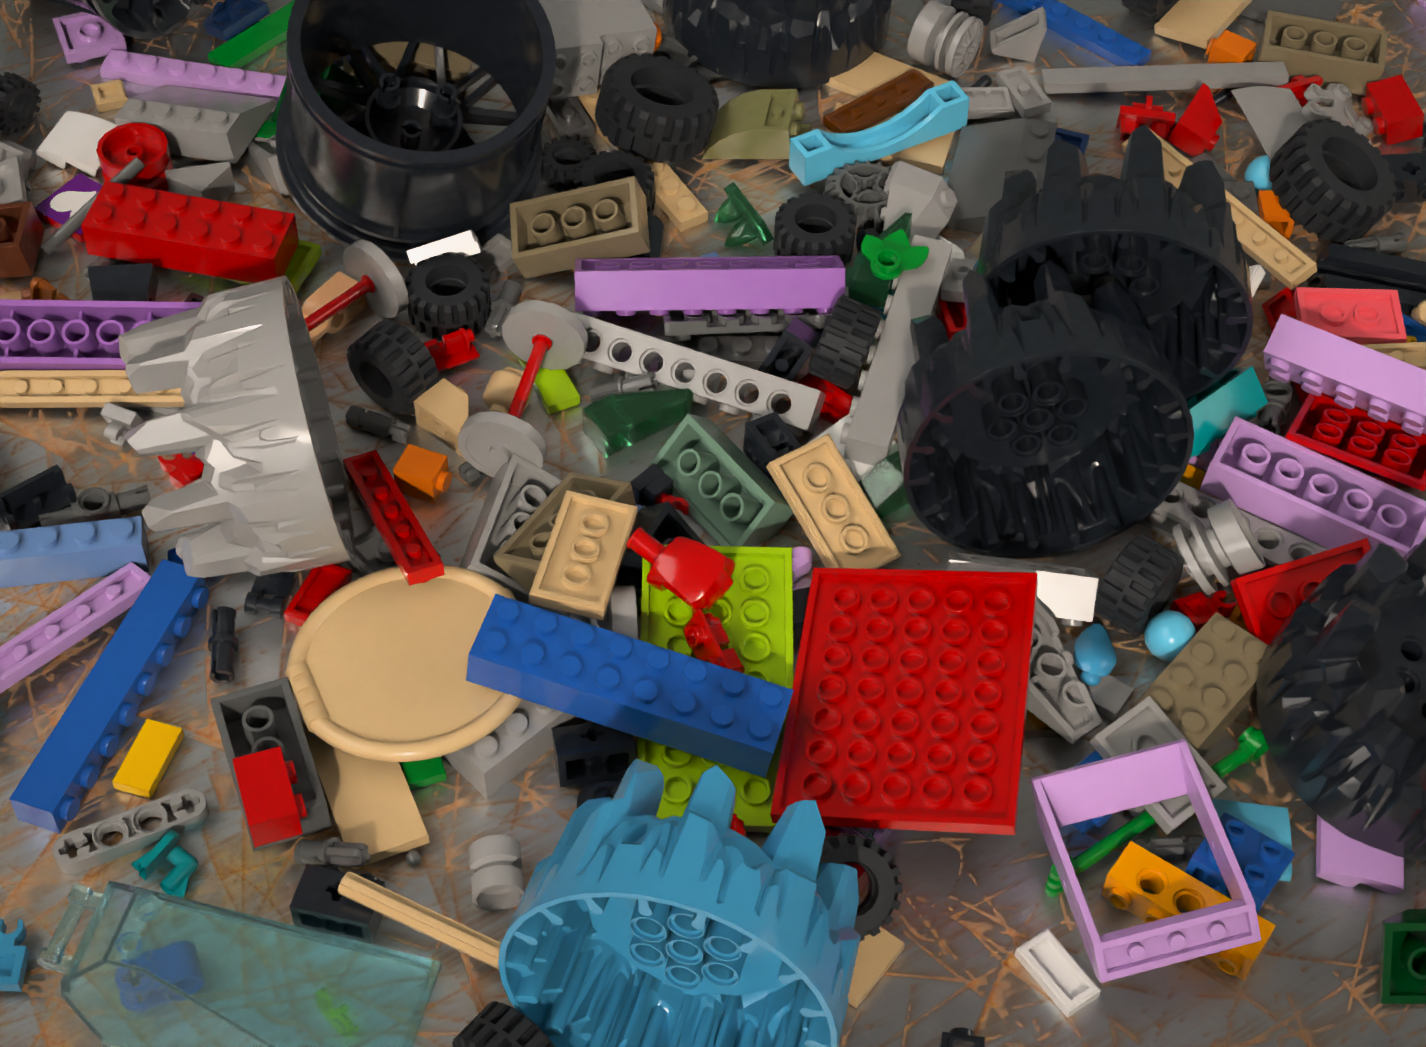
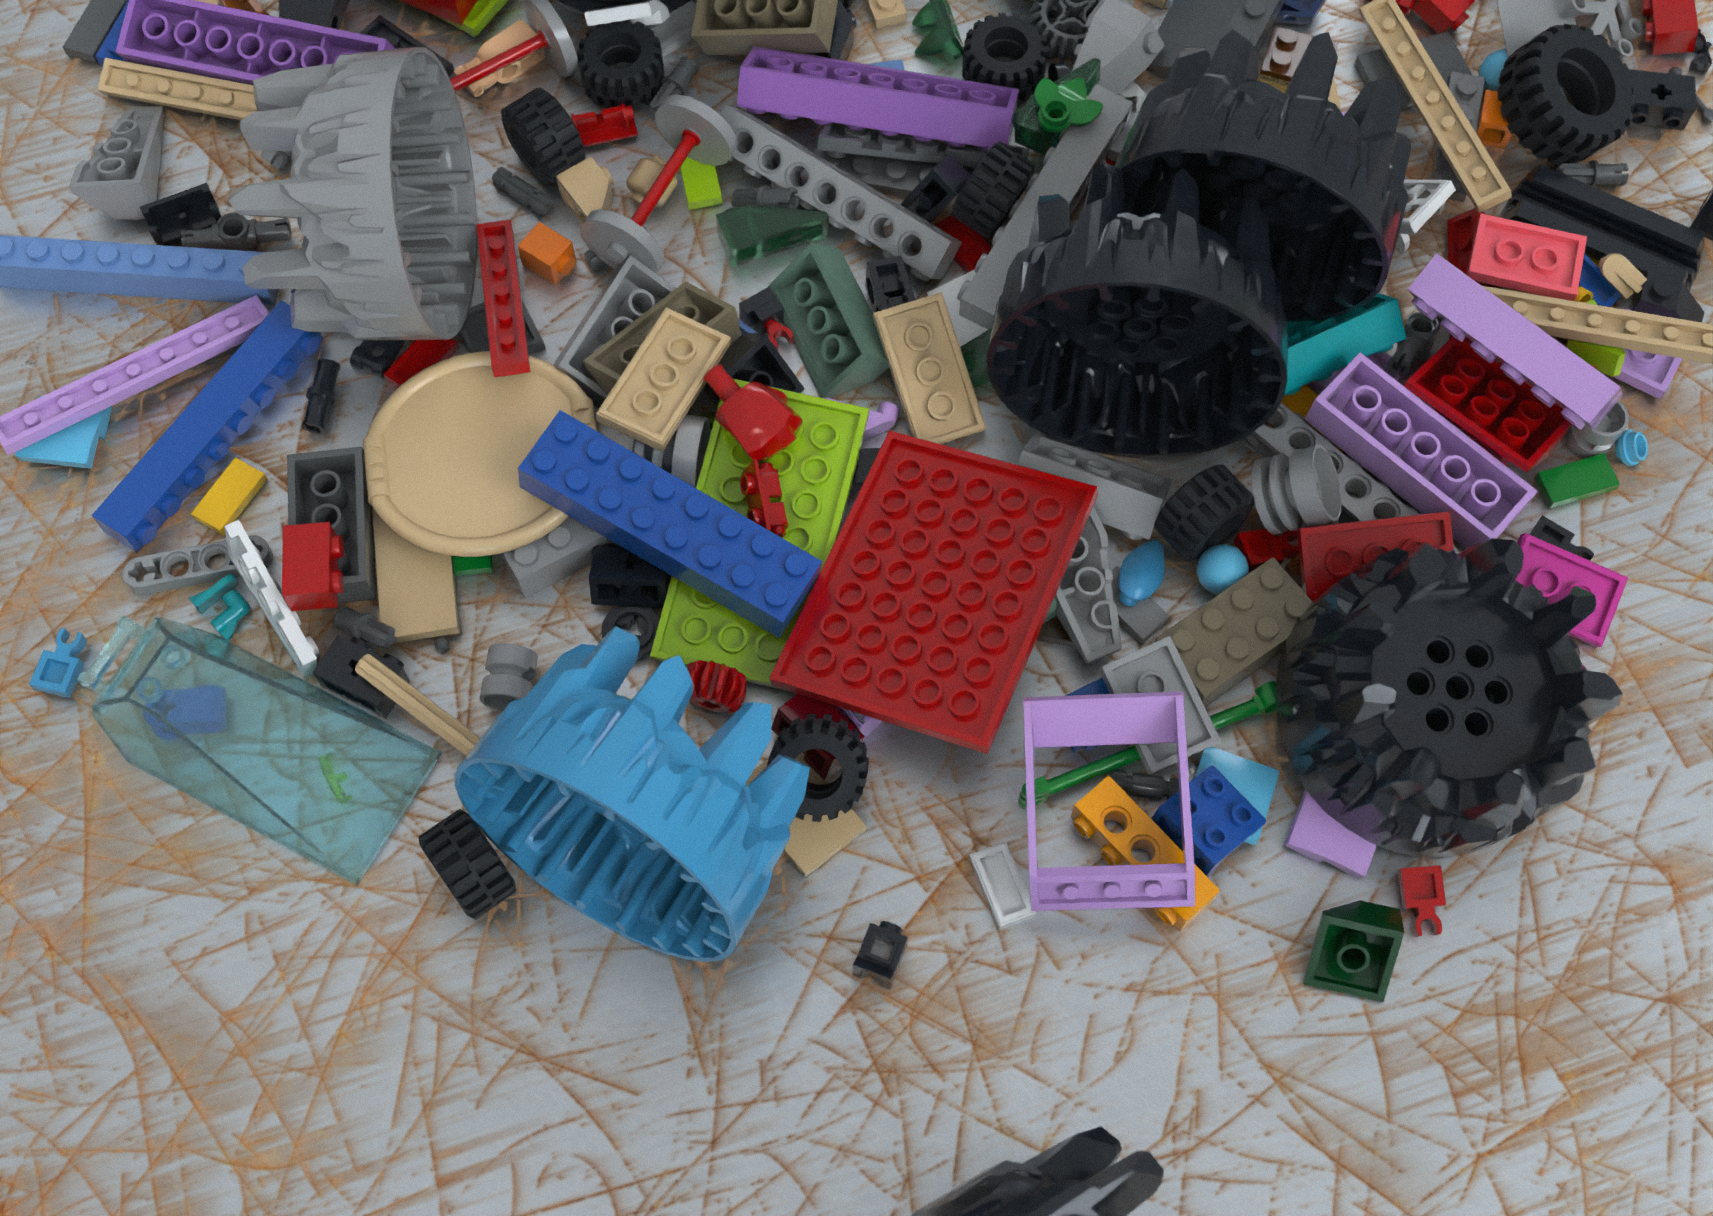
camera: 15 degrees right, 15 degrees up
(224, 842) = (269, 597): none -> white wing

